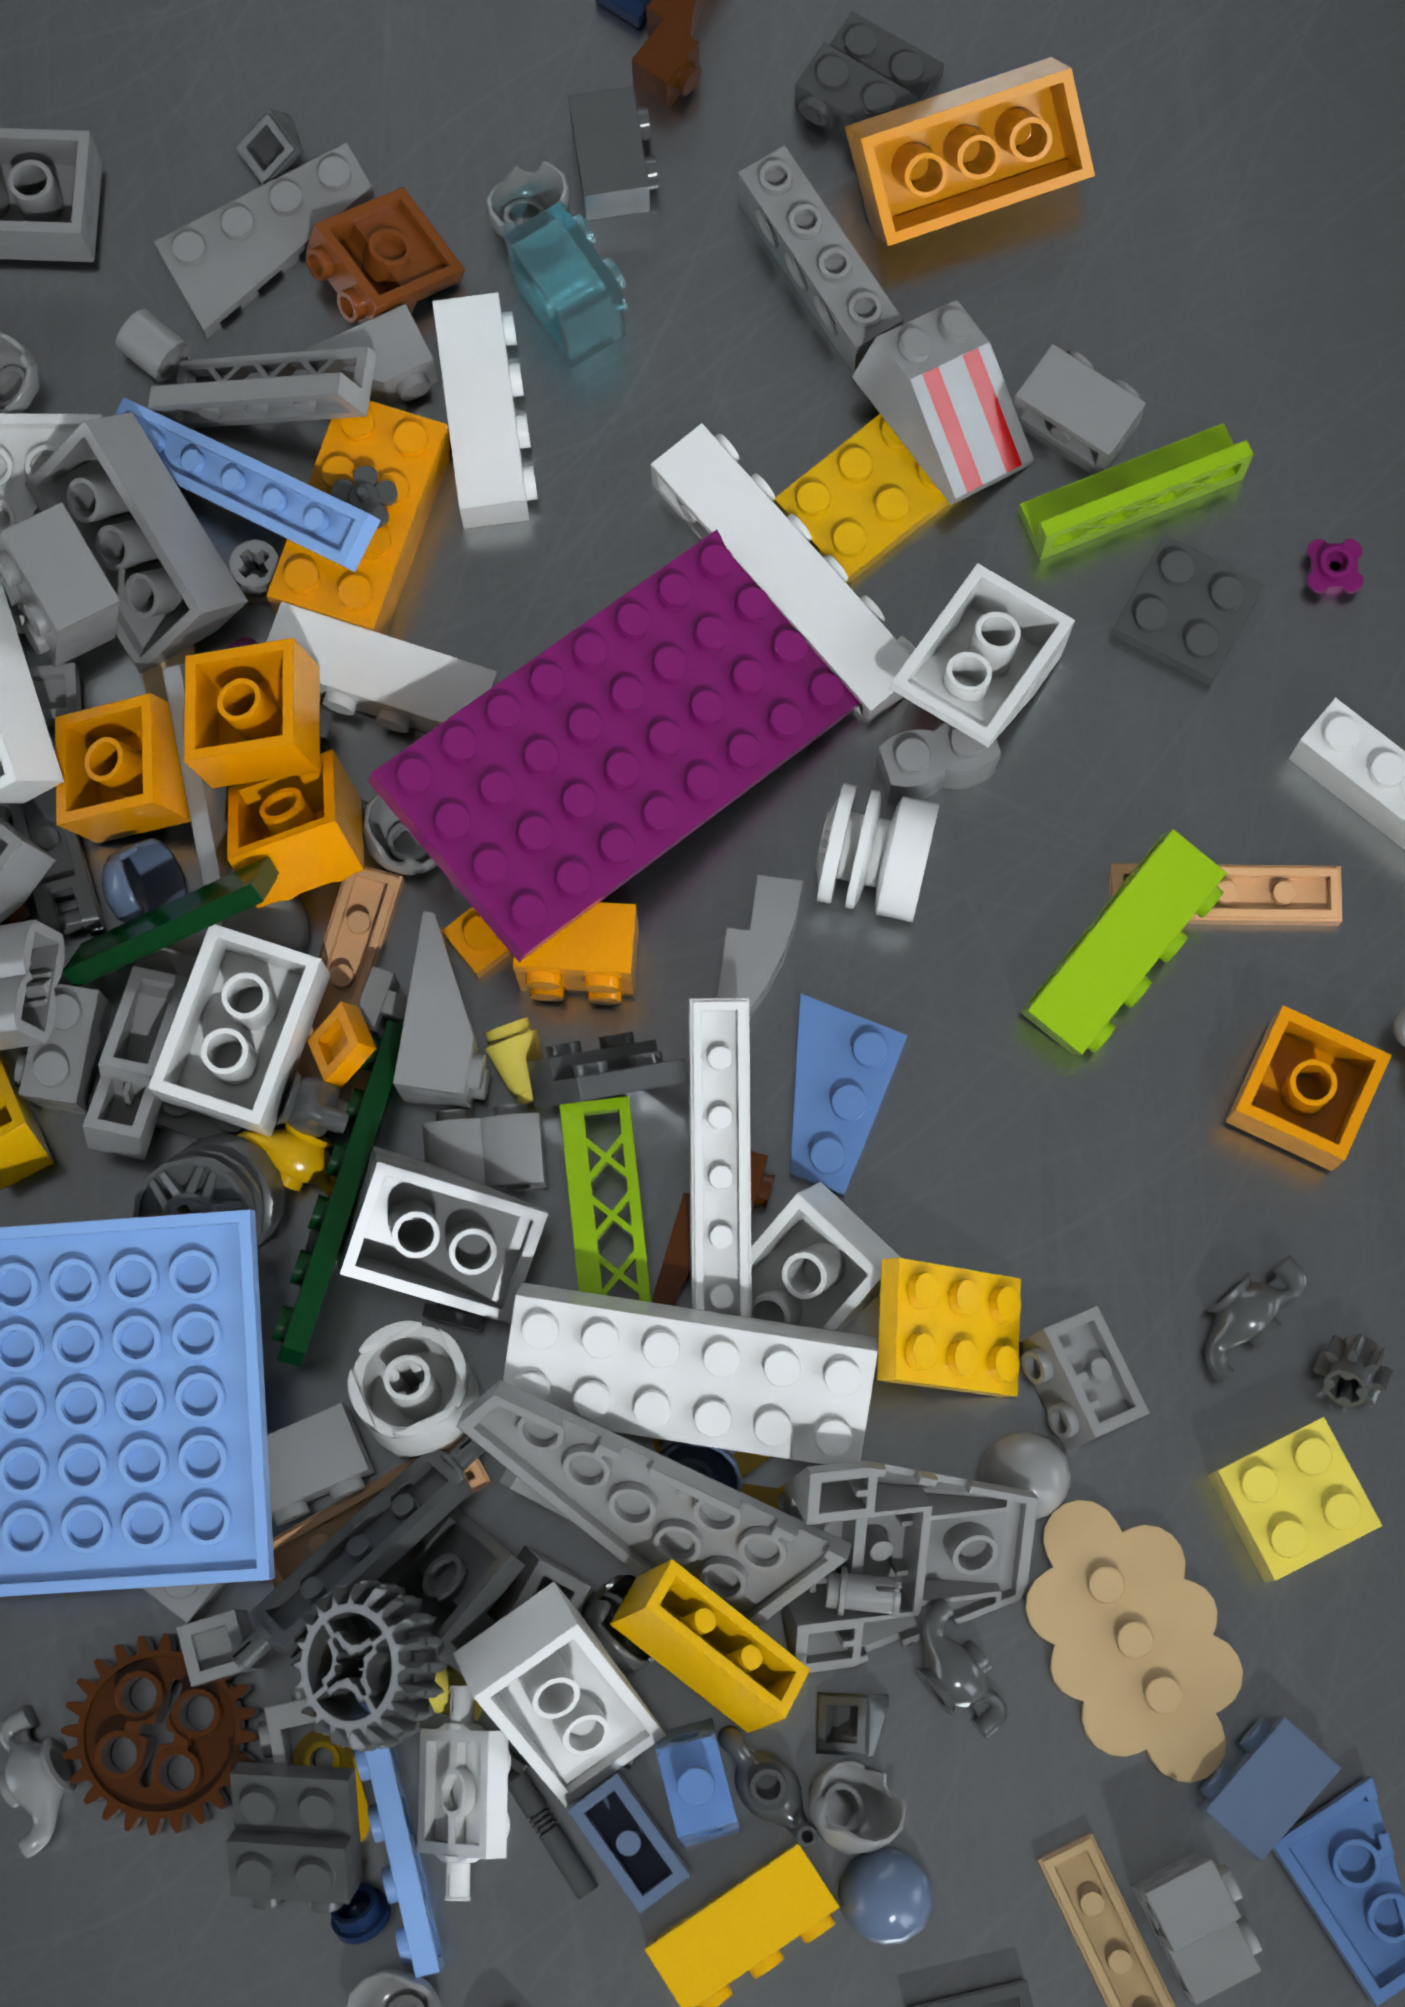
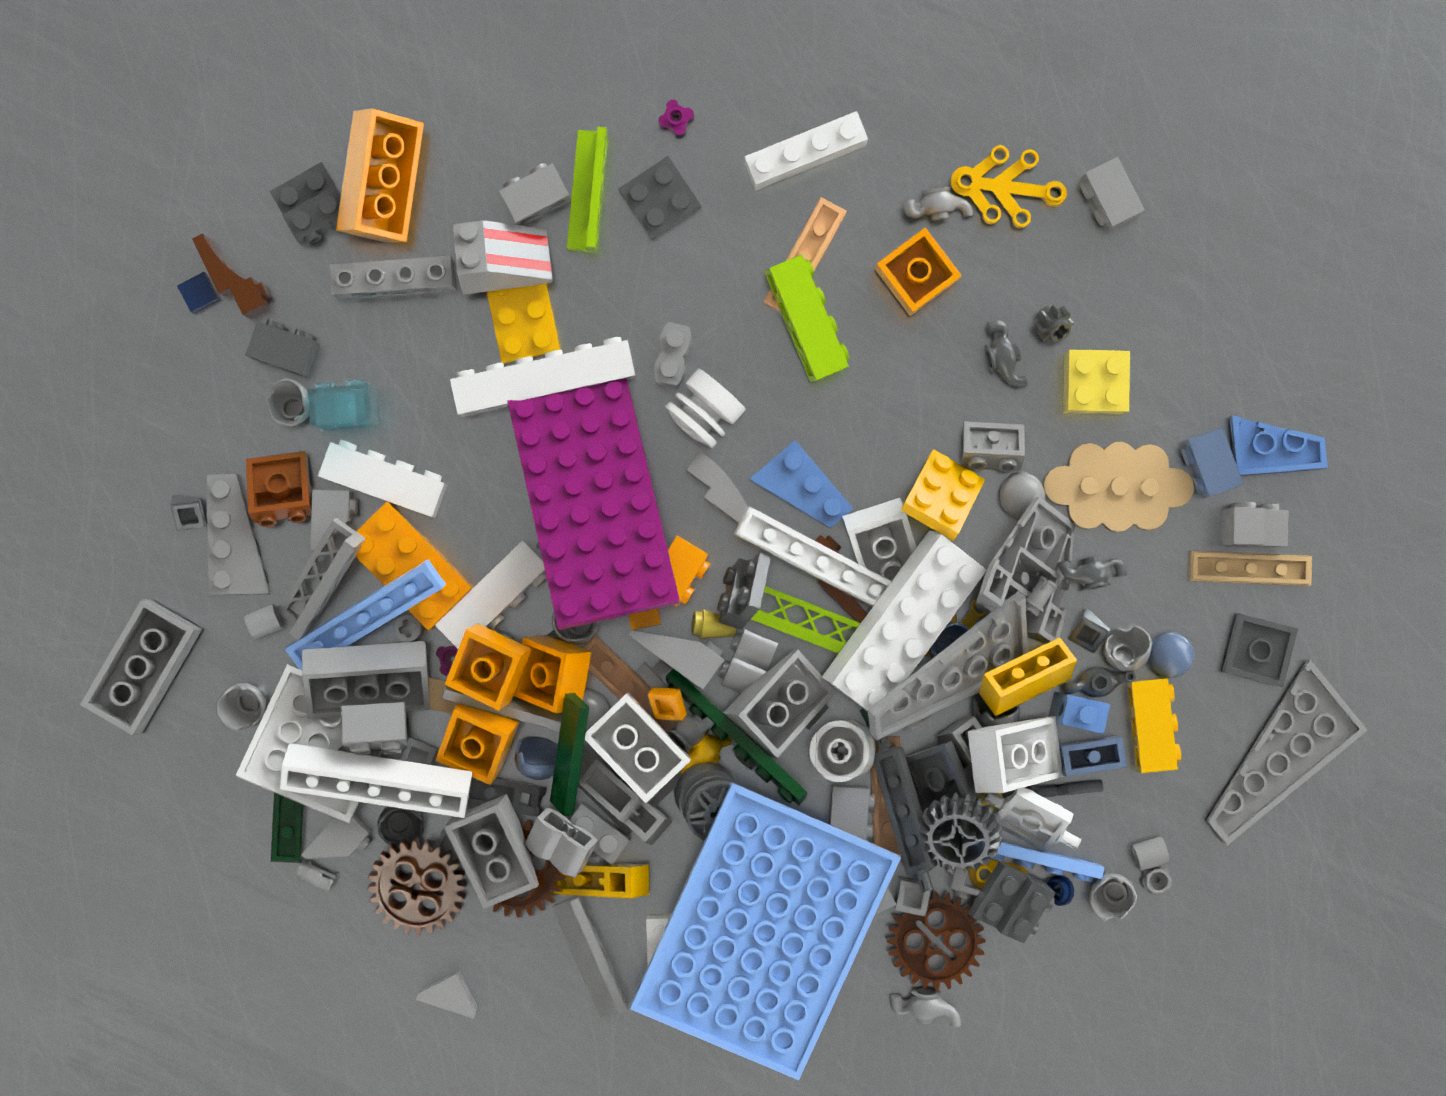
camera: 65 degrees left, 10 degrees up
(367, 493) = (405, 559): dark grey plant -> none
(984, 656) = (639, 309): white slope -> none

